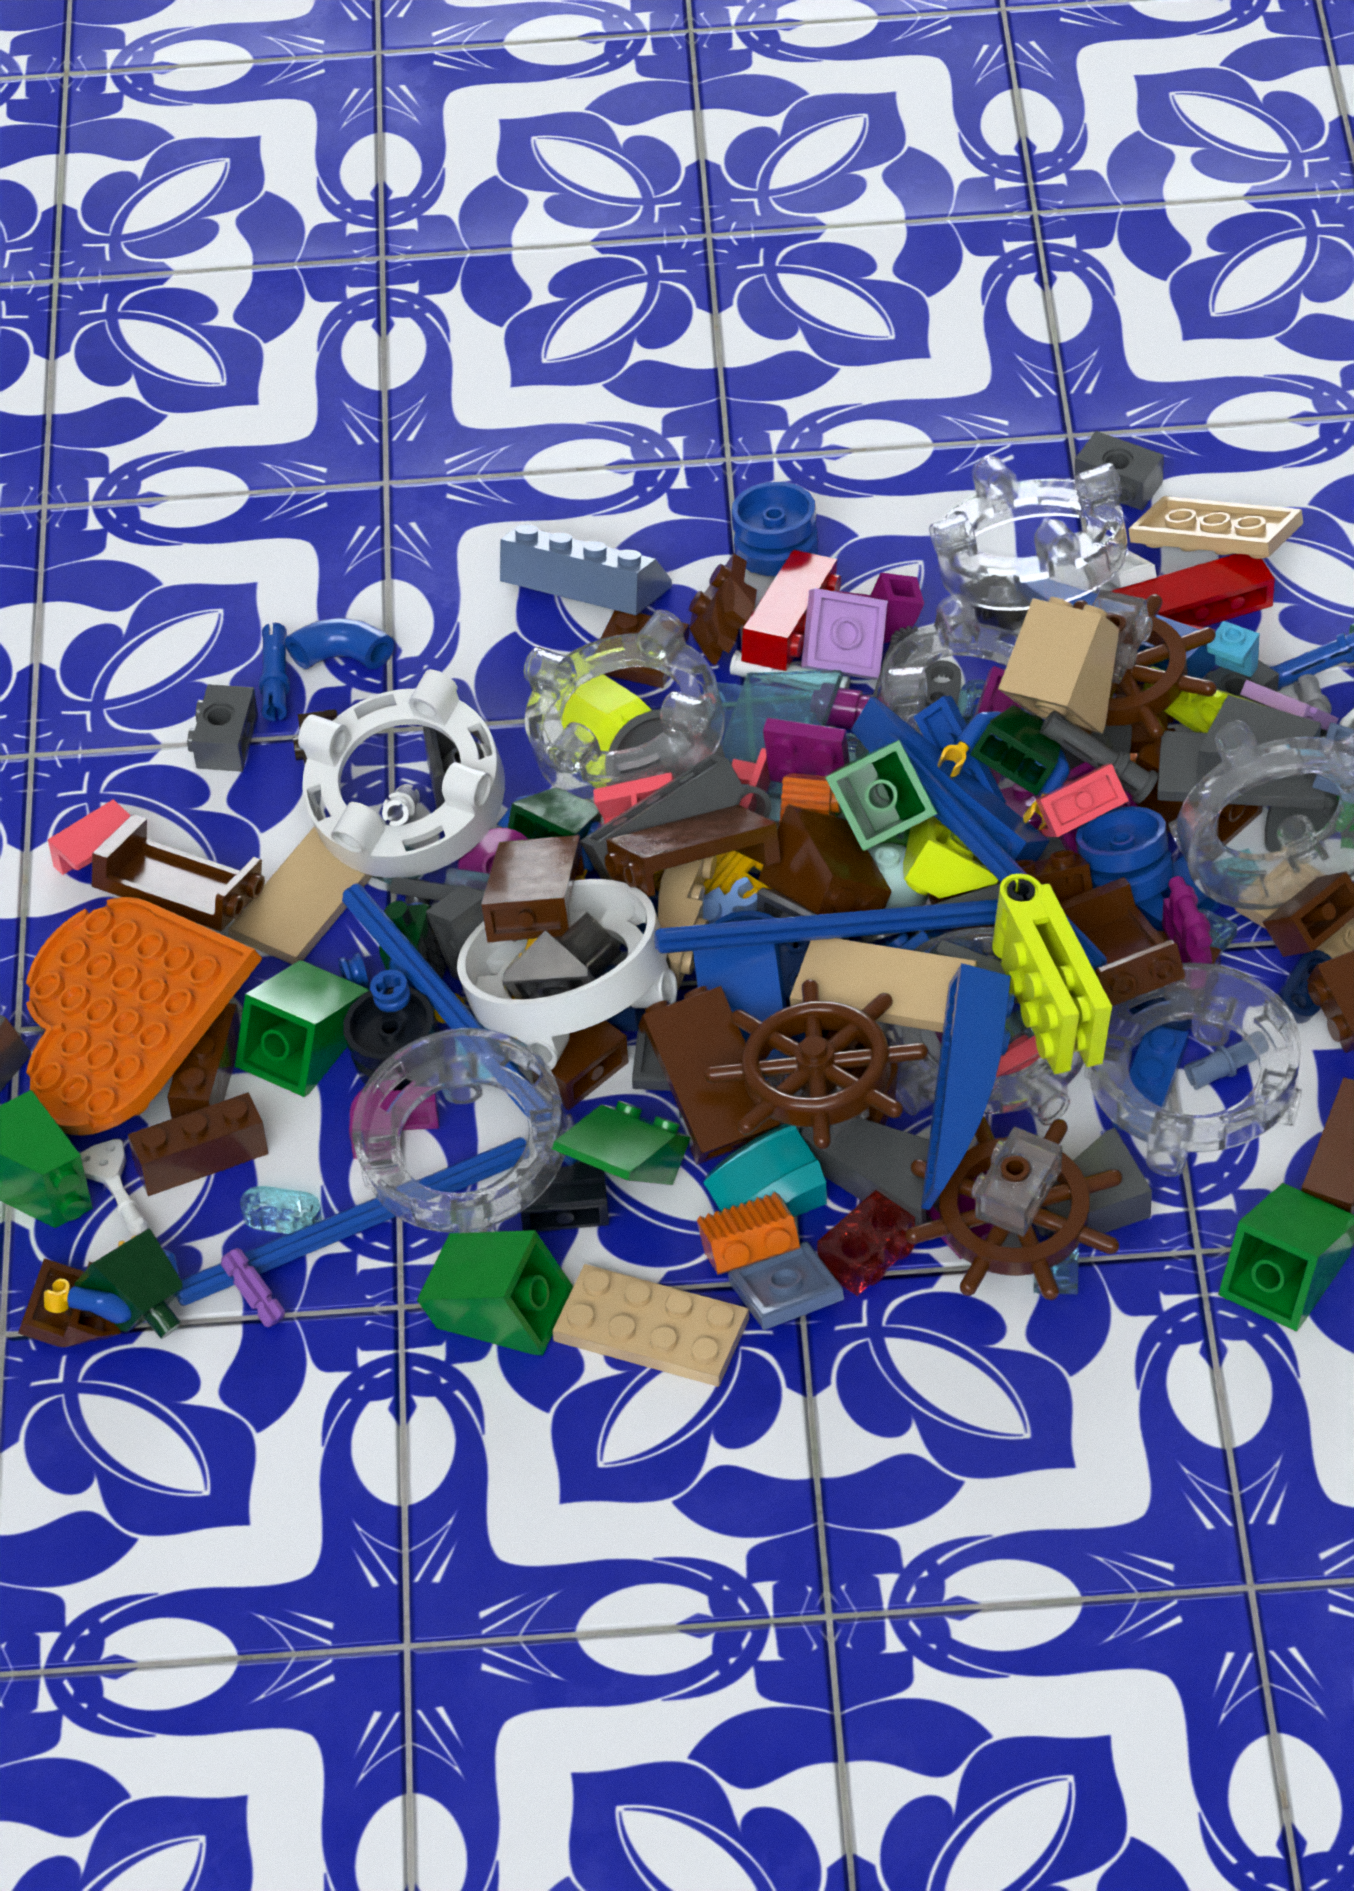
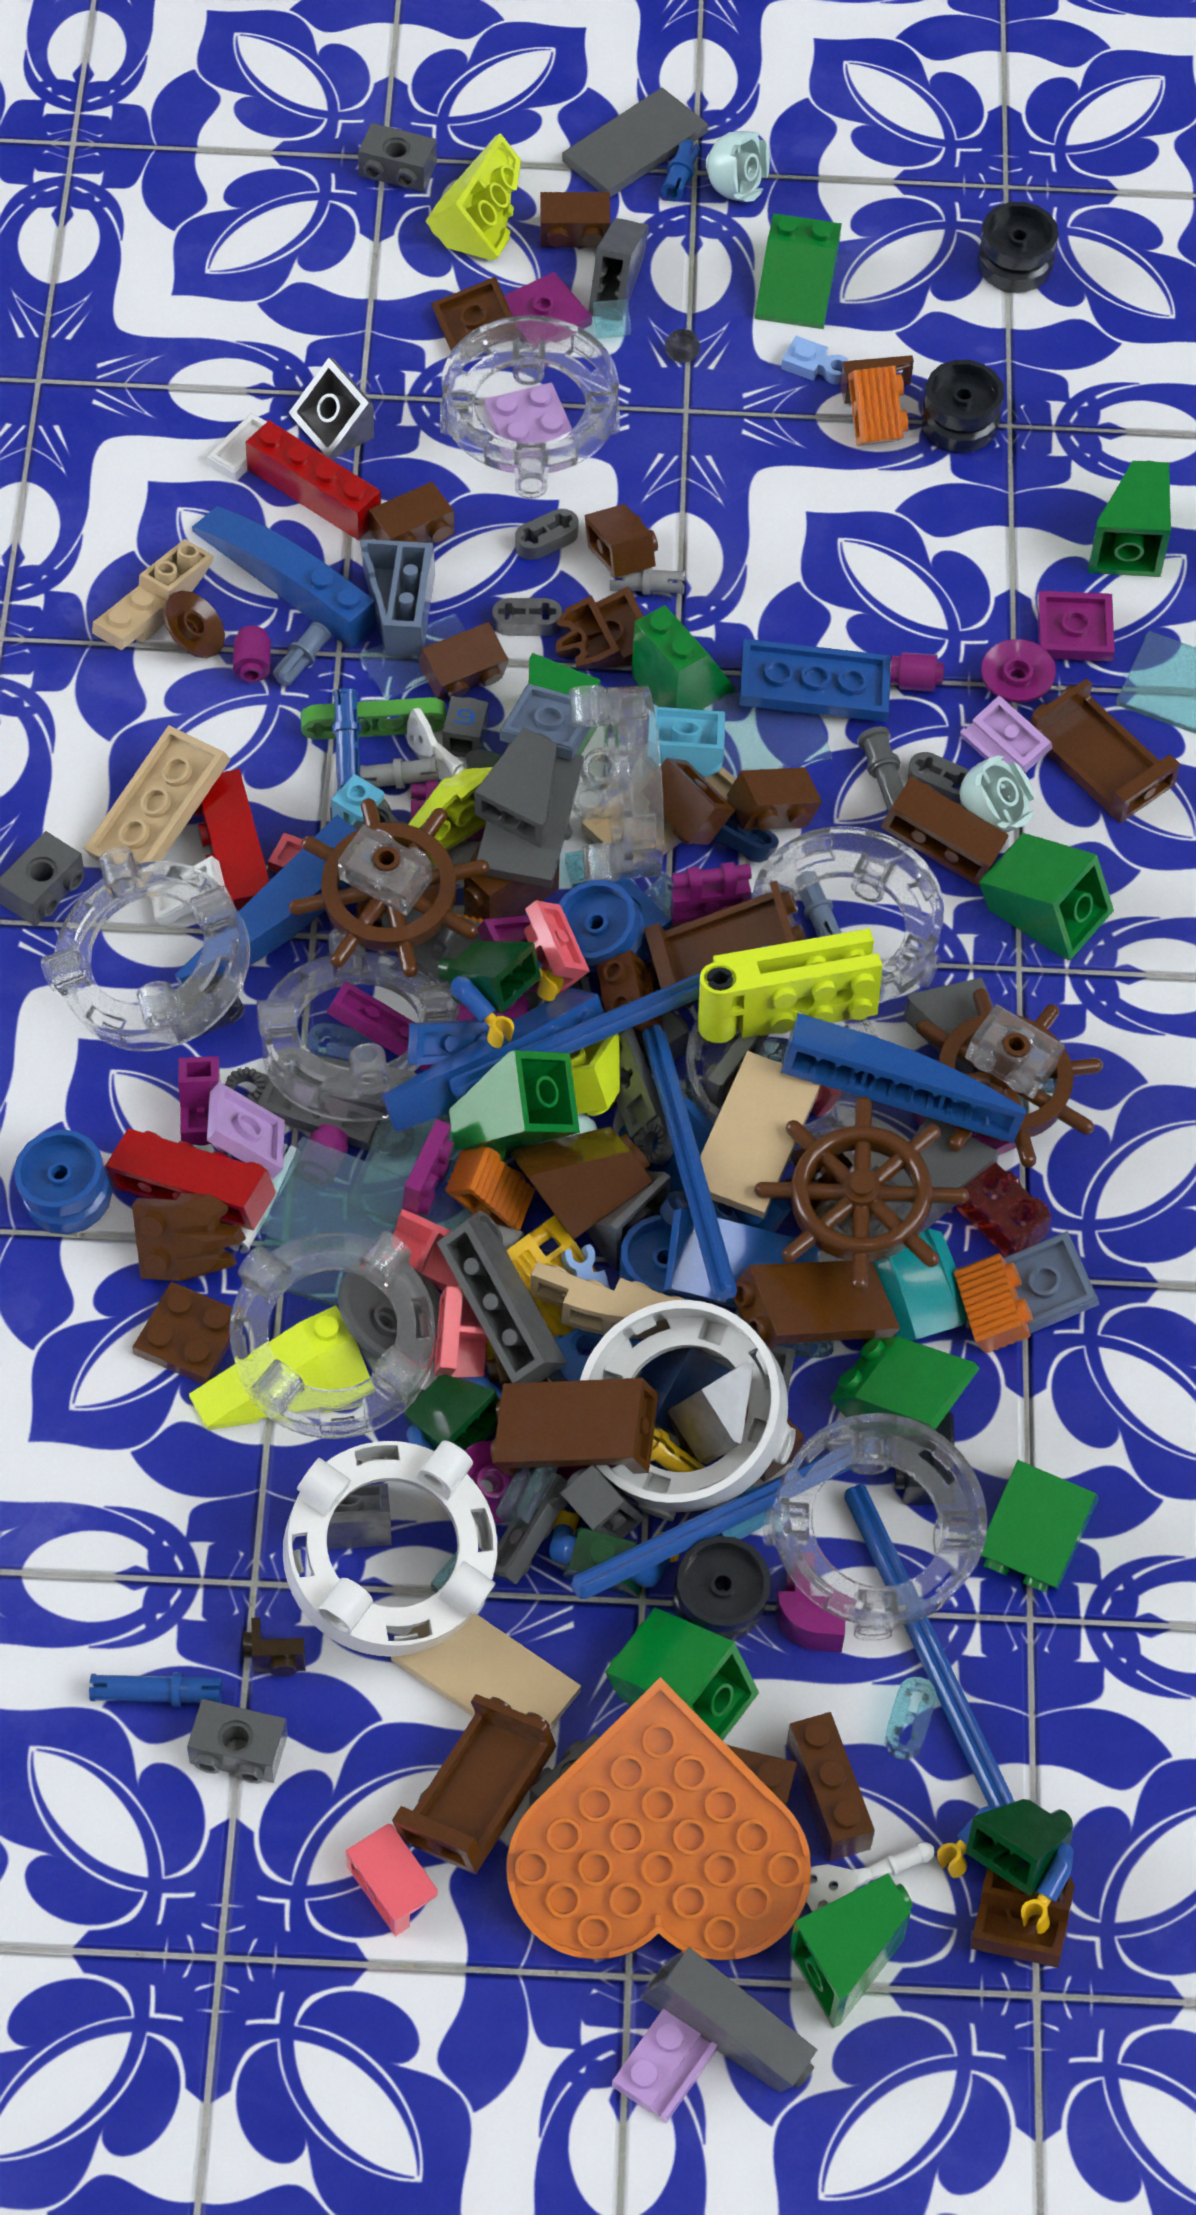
camera: 90 degrees left, 10 degrees up
(252, 1287) = (1016, 1742): medium lavender axle -> none
(339, 638) = (123, 1618): blue cylinder -> none
(354, 970) = (611, 1630): blue bush -> none
(379, 988) = (685, 1579): blue bush -> none
(394, 811) = (425, 1553): white pin -> none
(581, 569) = (85, 1369): sand blue wedge -> none
(590, 944) = (681, 1375): clear smoke beam -> none
(640, 854) = (564, 1274): reddish brown panel -> none
(651, 1325) = (1074, 1401): tan plate -> none
(1063, 663) = (436, 902): tan slope -> none
(1132, 776) = (509, 914): dark grey pin -> none
(1287, 704) = (424, 779): lavender plate -> none

